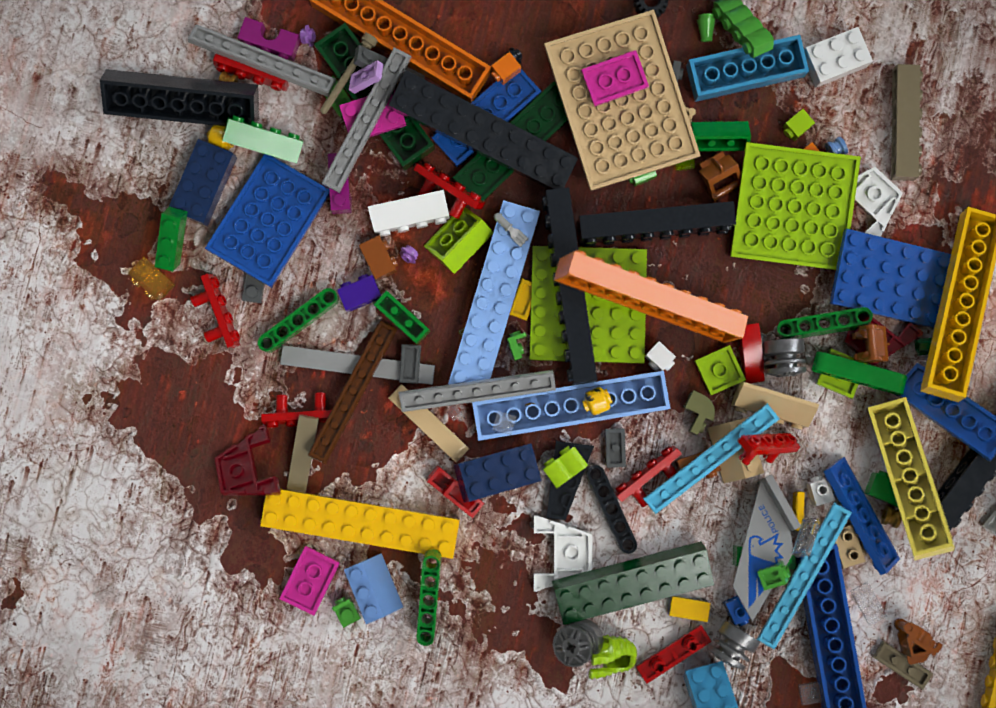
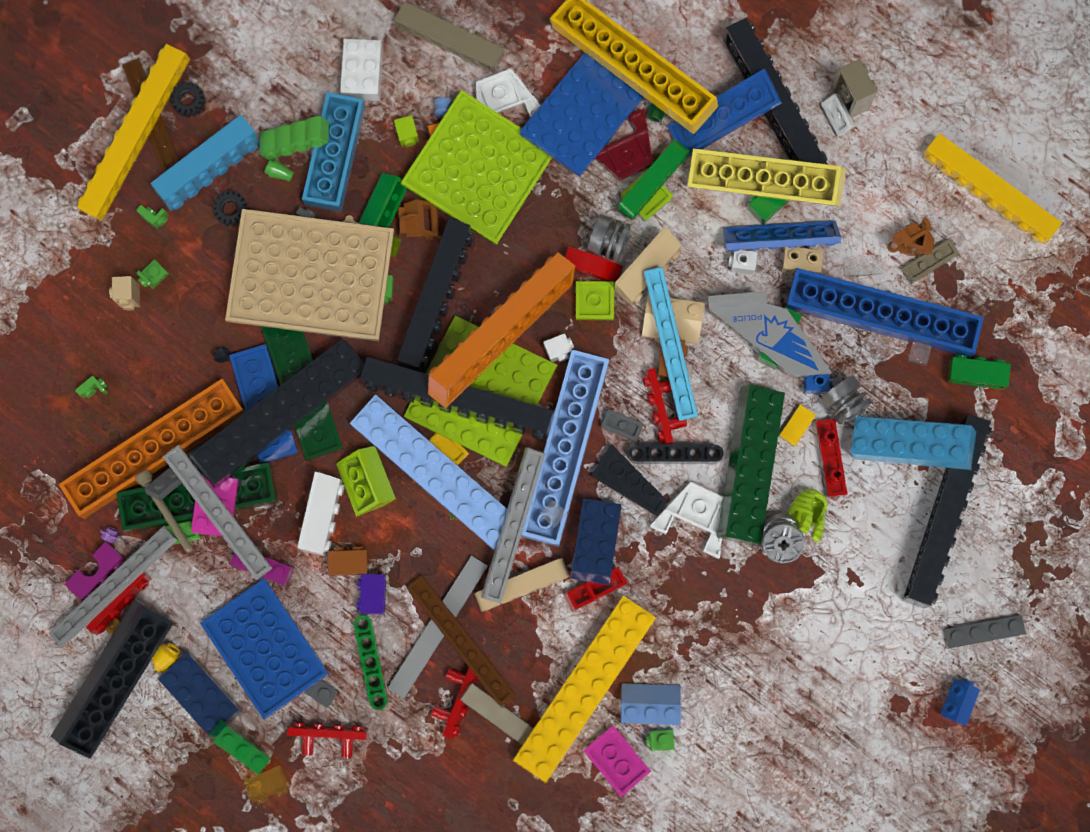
camera: 55 degrees left, 5 degrees down
(238, 471) = (483, 781): dark red wing -> none
(262, 140) = (187, 619): brick -> none
(366, 77) = (177, 494): lavender plate -> none
(402, 317) = (413, 565): green brick -> none
(409, 254) = (358, 532): medium lavender plate -> none
(410, 364) = (459, 577): dark grey tile -> none
(429, 606) = (690, 657): green beam -> none
(455, 413) = (524, 556): clear plate -> none
(457, 189) = (329, 458): red plate -> none
(505, 68) = (230, 366): orange brick -> none
(516, 235) = (386, 425): light grey piece -> none
(516, 349) = (490, 474): bright green bracket -> none
(564, 467) = (618, 478): lime brick -> none
(597, 401) = (572, 420): yellow head -> none
(614, 78) = (288, 271): dark pink plate -> none
(702, 407) = (623, 331): olive brick -> none
(767, 445) = (680, 288): red plate -> none
(774, 575) = (799, 334): bright green bracket -> none
(798, 506) = (747, 286): yellow tile -> none
(803, 576) = (811, 309): medium azure tile -> none
(806, 537) = (778, 291): clear tile -> none
(831, 318) = (594, 180): green beam -> none
(875, 343) = (633, 153): dark orange piece -> none
(891, 517) = (794, 210): pearl gold wheel -> none

